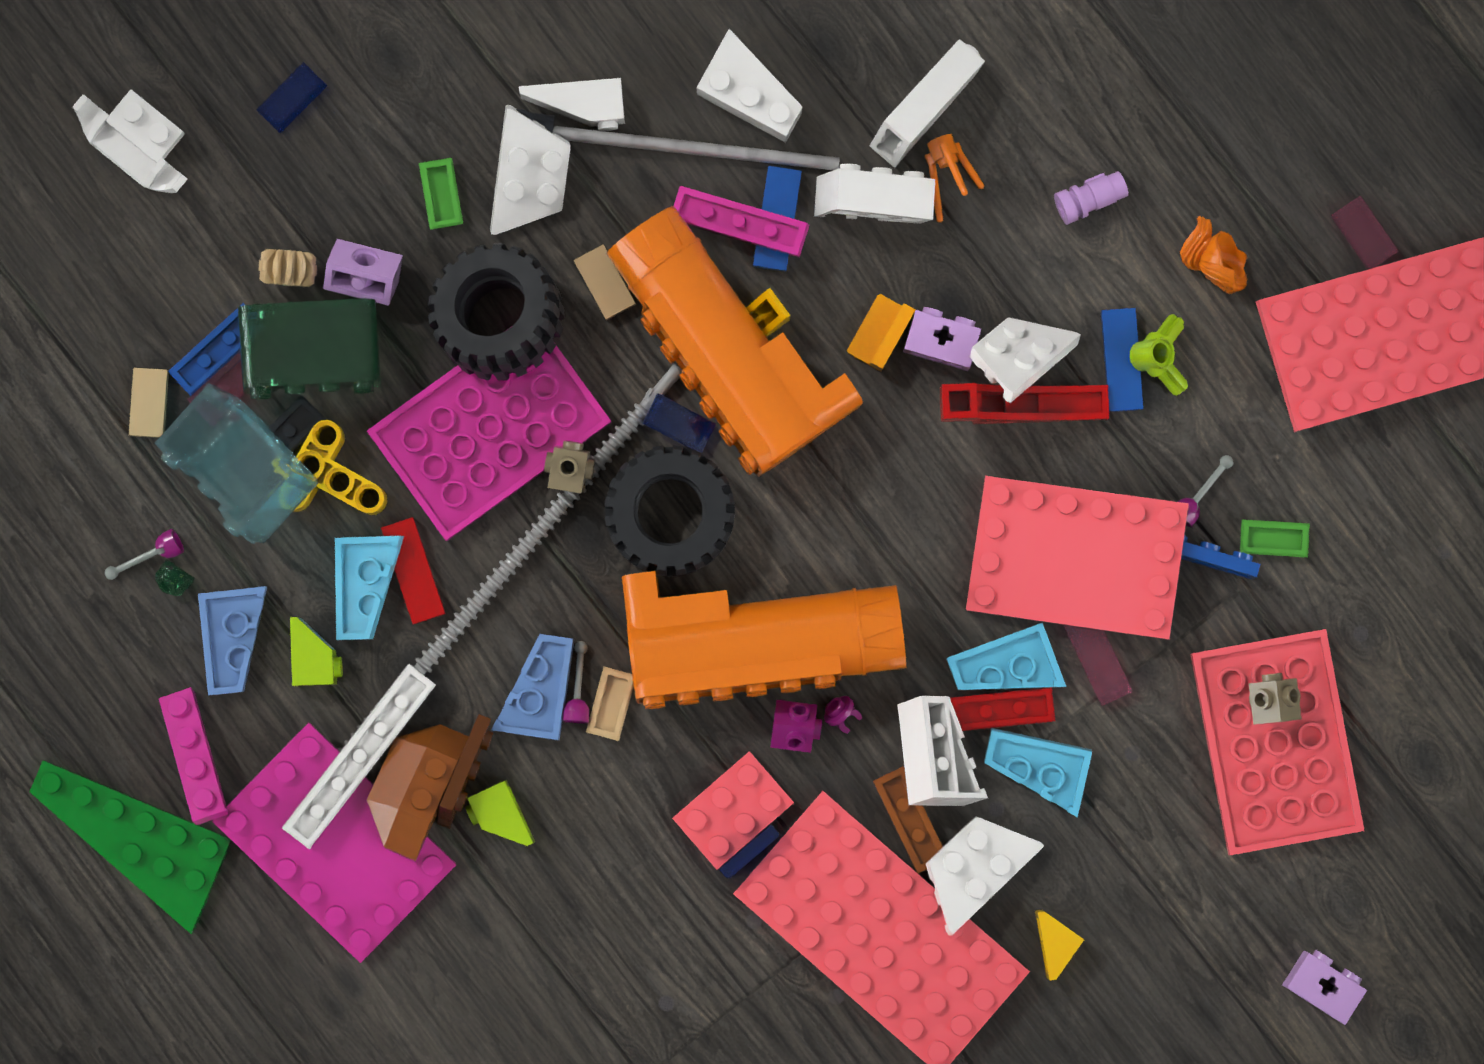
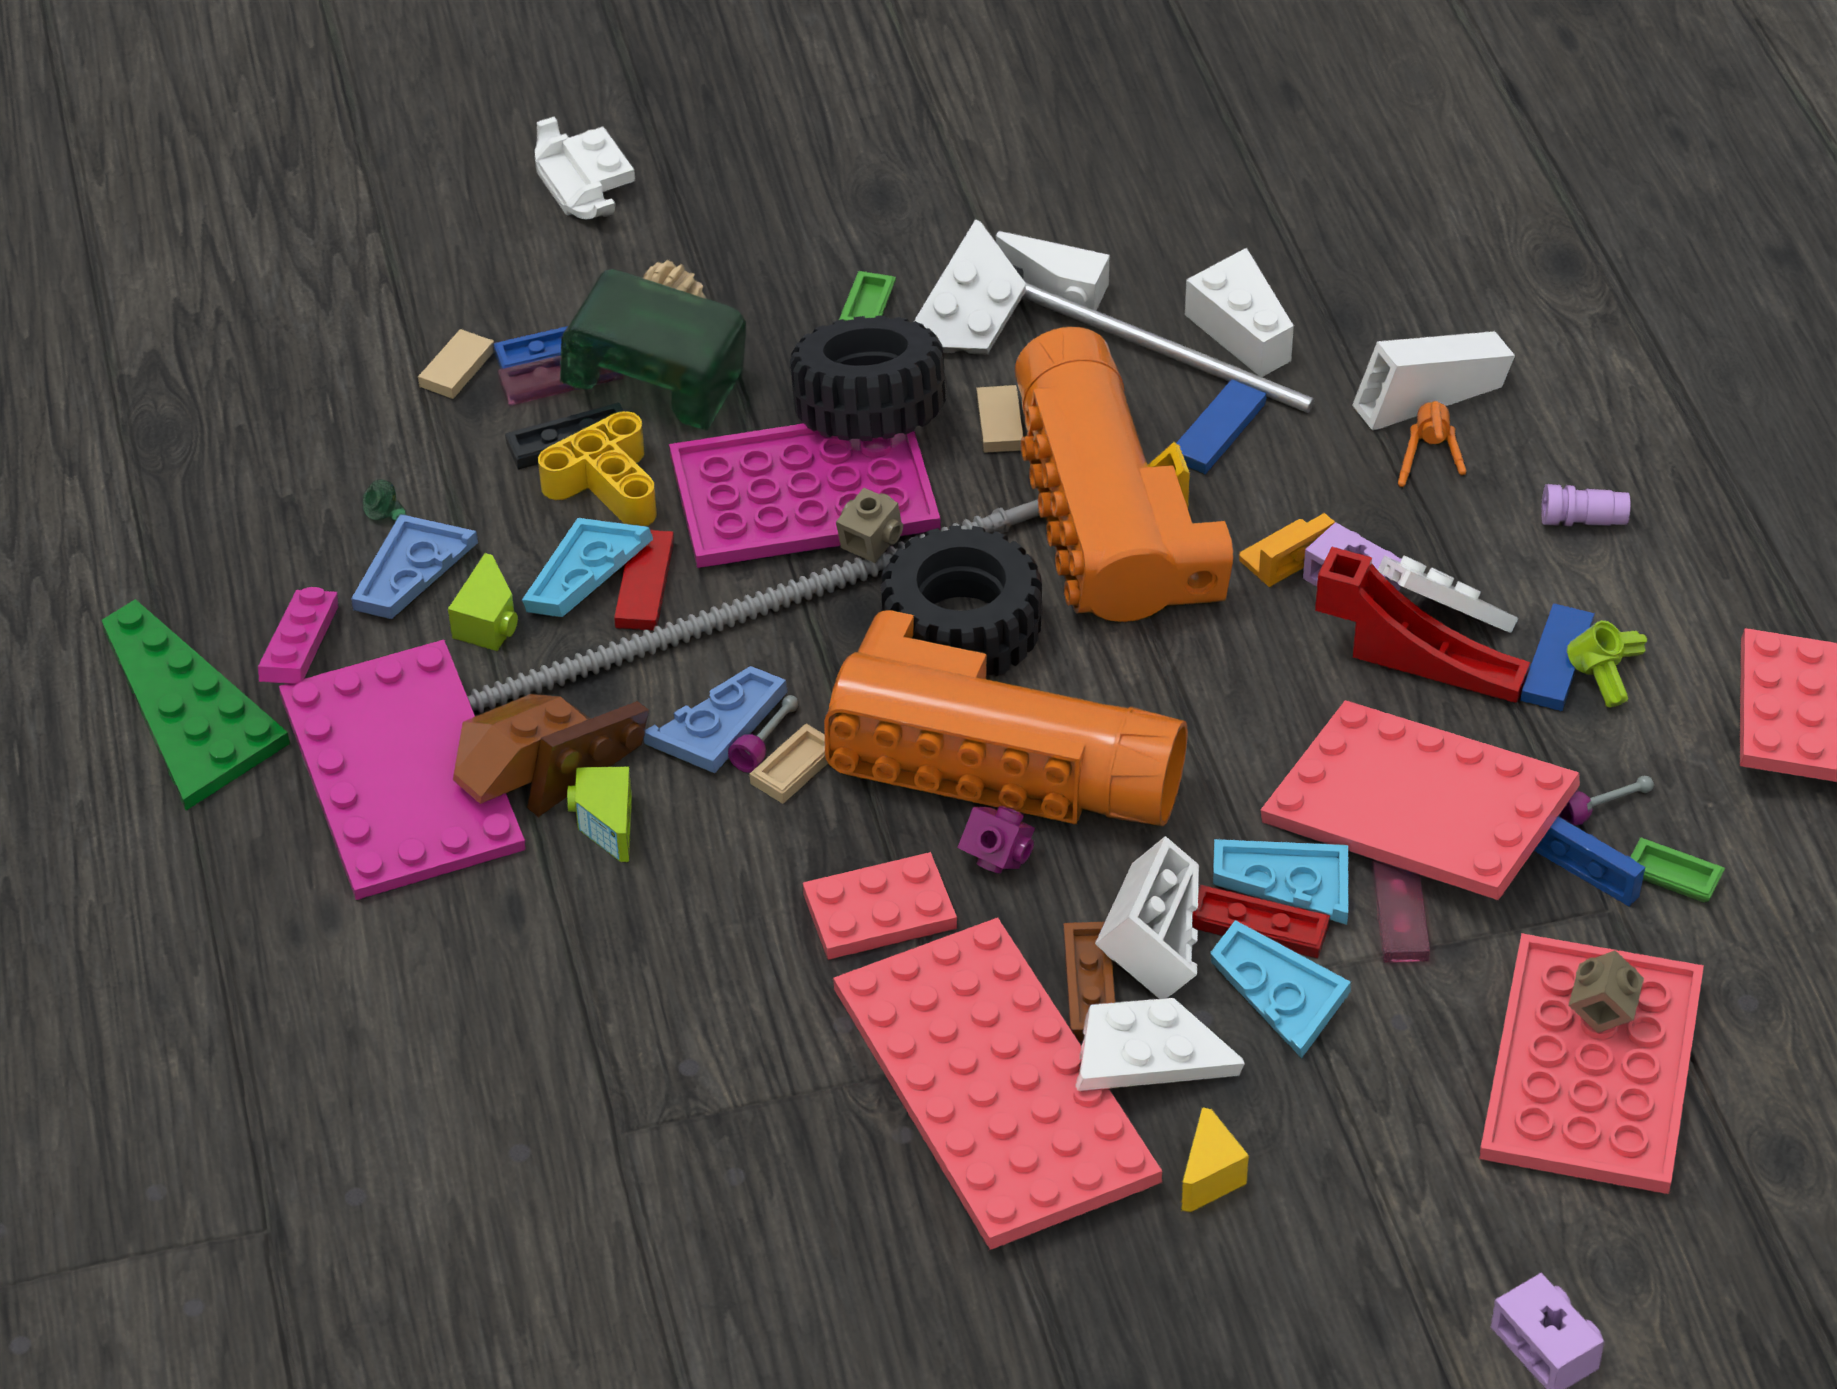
camera: 25 degrees right, 40 degrees down
(166, 544) = (395, 470): hinge -> none
(236, 463) = (513, 402): clear light blue windscreen -> none
(291, 97) = (759, 193): clear blue tile -> none
(358, 756) = (477, 688): white tile -> none
(362, 271) = (765, 328): lavender brick -> none
(679, 423) = (1006, 522): clear blue tile -> none
(741, 221) = (1182, 405): dark pink plate -> none
(748, 852) = (875, 940): clear blue tile -> none
(838, 710) = (1060, 848): magenta plate -> none
(875, 194) = (1337, 425): white wedge -> none
(1215, 257) = (1710, 596): orange hair -> none

